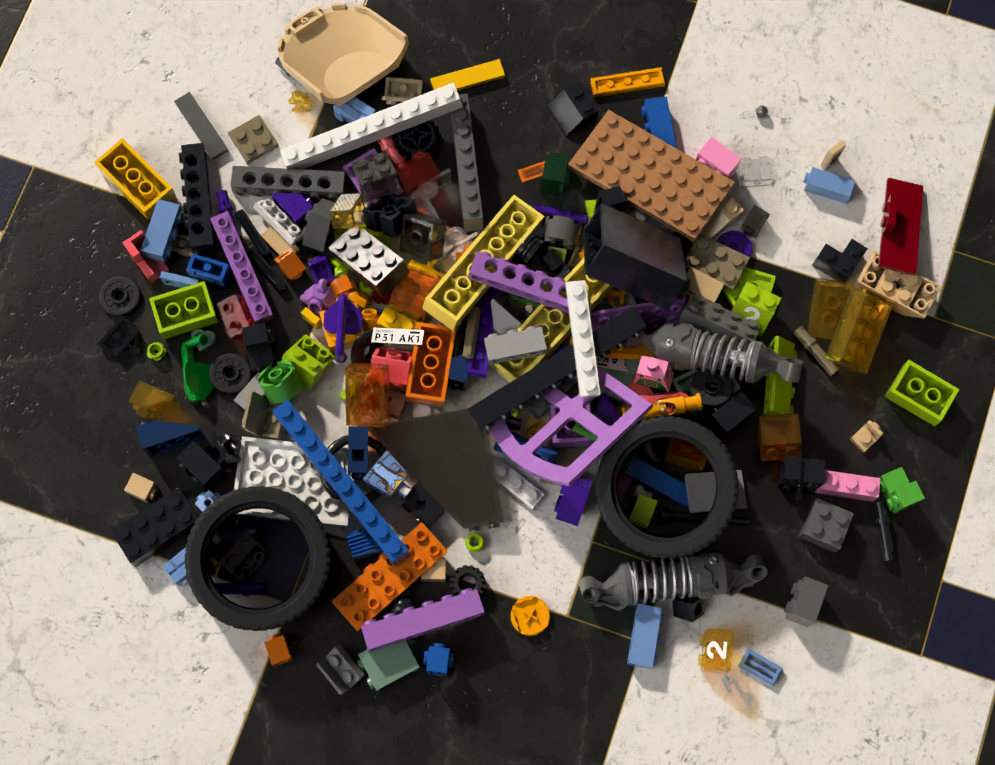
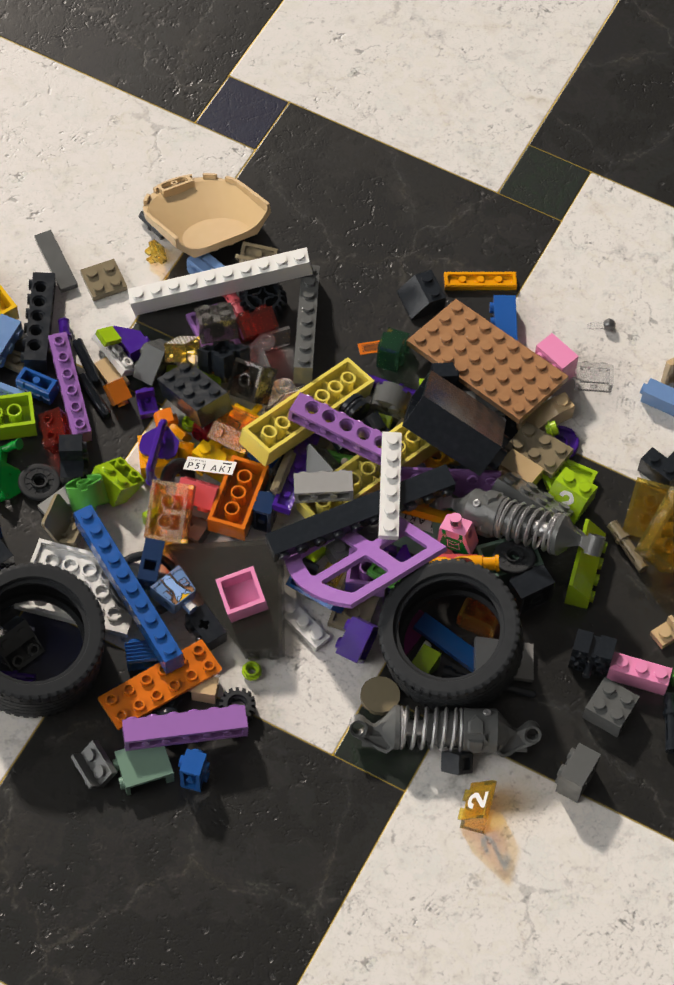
camera: 10 degrees right, 15 degrees down
(212, 339) = (25, 451): sand green tile -> none
(226, 447) = (20, 545): black hips -> none
(270, 206) = (108, 336): none -> lime tile
(278, 650) = (35, 738): orange brick -> none
(281, 176) = (147, 321): dark grey brick -> none
(311, 318) = (128, 443): yellow tile -> none
(318, 297) = (139, 422): medium lavender rock -> none
(339, 270) = (165, 403): lime plate -> none
(454, 473) = (242, 594): none -> bright pink piece
(471, 76) = (333, 254): yellow tile -> none
(530, 615) = (294, 747): light orange tile -> none
(602, 548) = (379, 695): none -> dark tan tile
(645, 636) = (408, 783): medium blue brick -> none
(724, 237) = (551, 428): none -> lime plate
(754, 221) = (585, 420): clear smoke brick -> none
(775, 675) = (516, 837): medium blue tile -> none
(779, 436) = (575, 612): clear orange slope -> none

